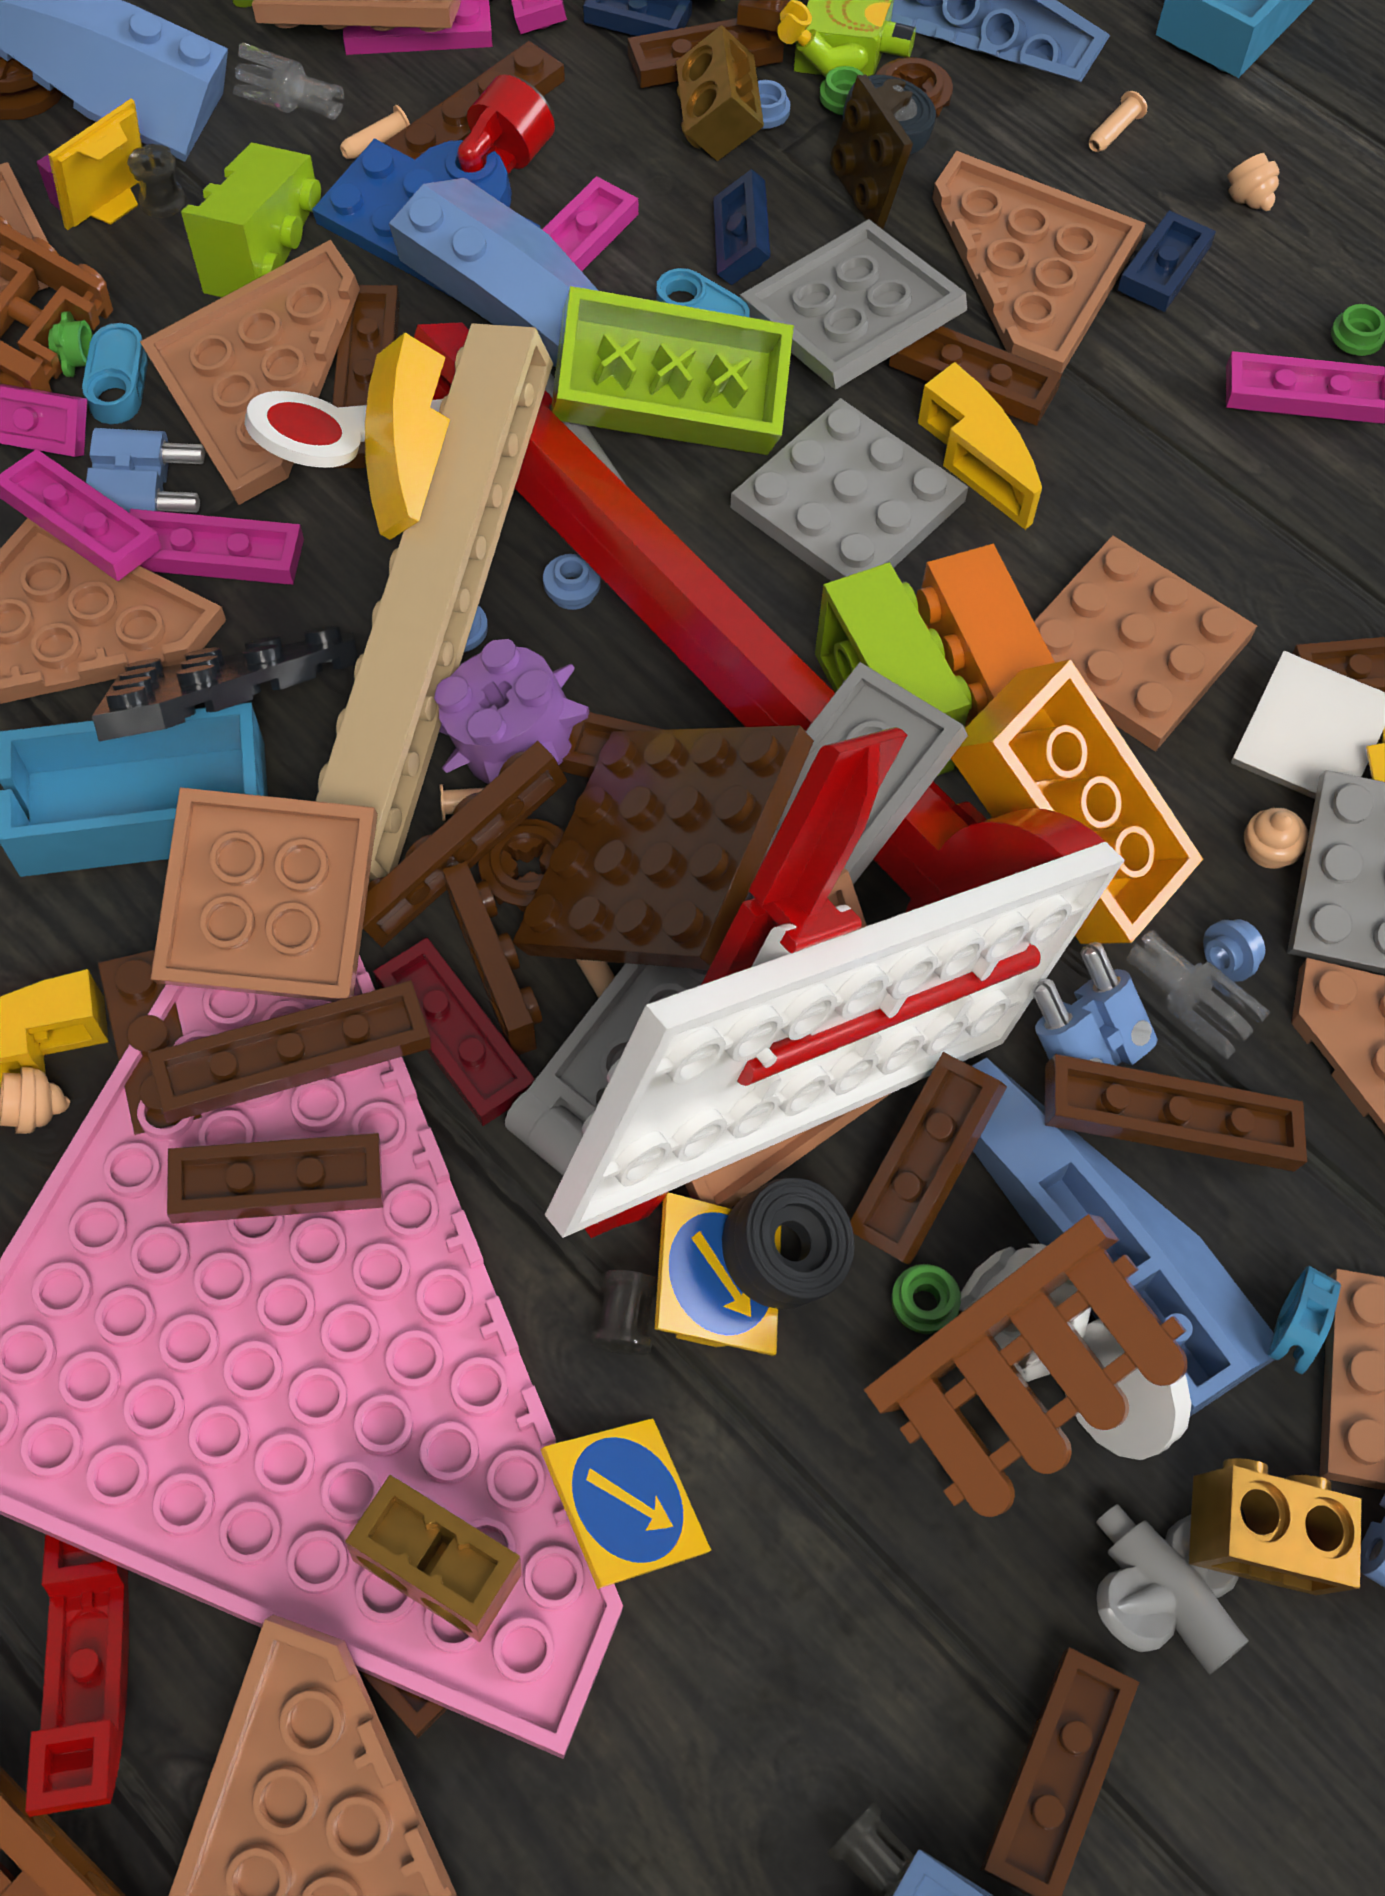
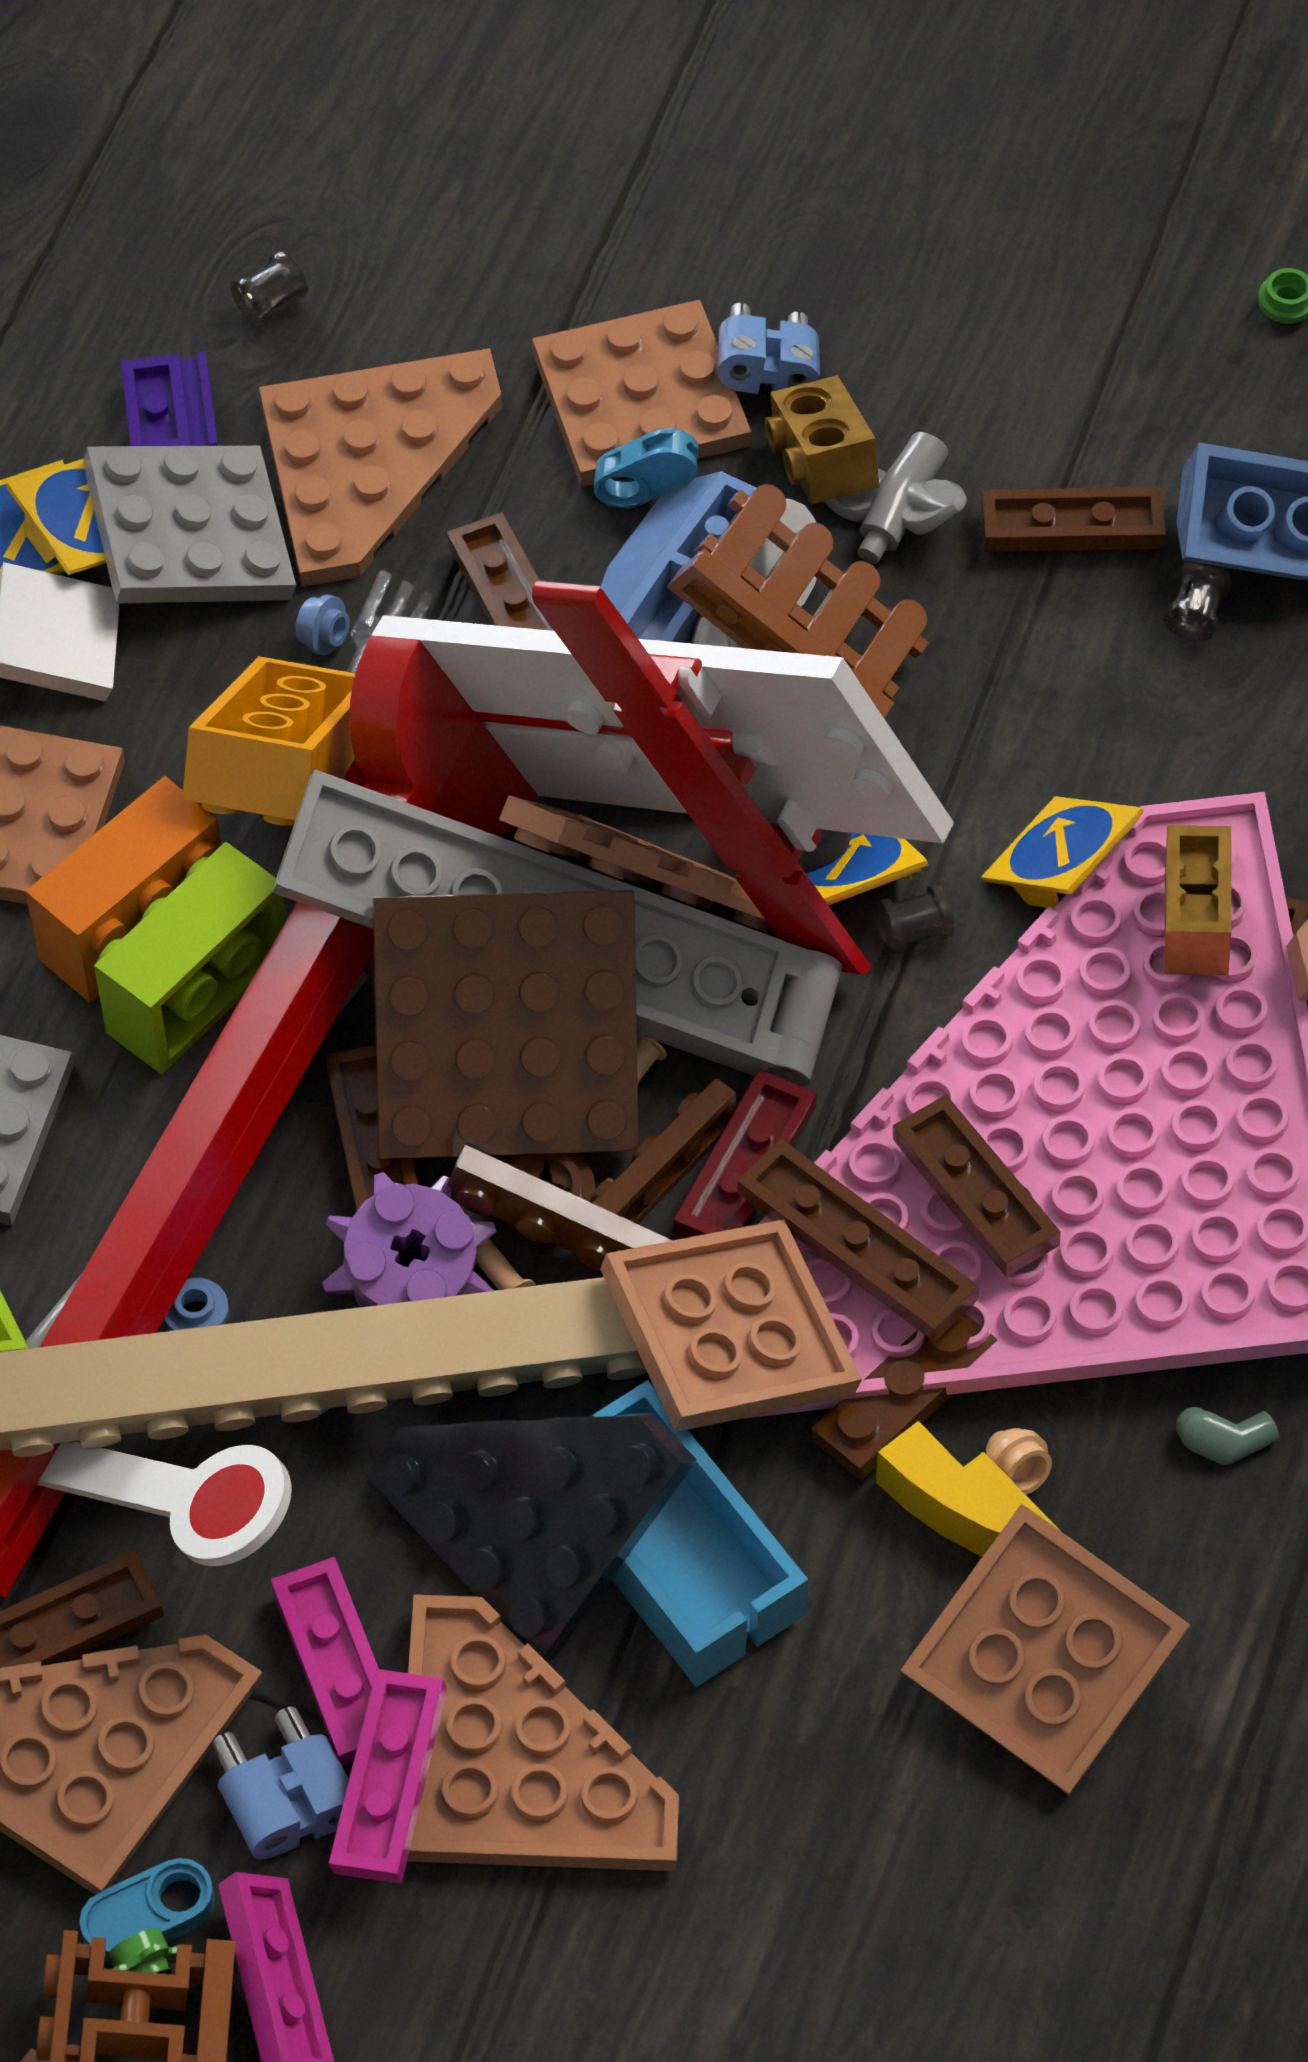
camera: 115 degrees left, 5 degrees down
(402, 432) = (179, 1425): yellow slope -> none
(1275, 838) = (183, 633): light nougat plate -> none

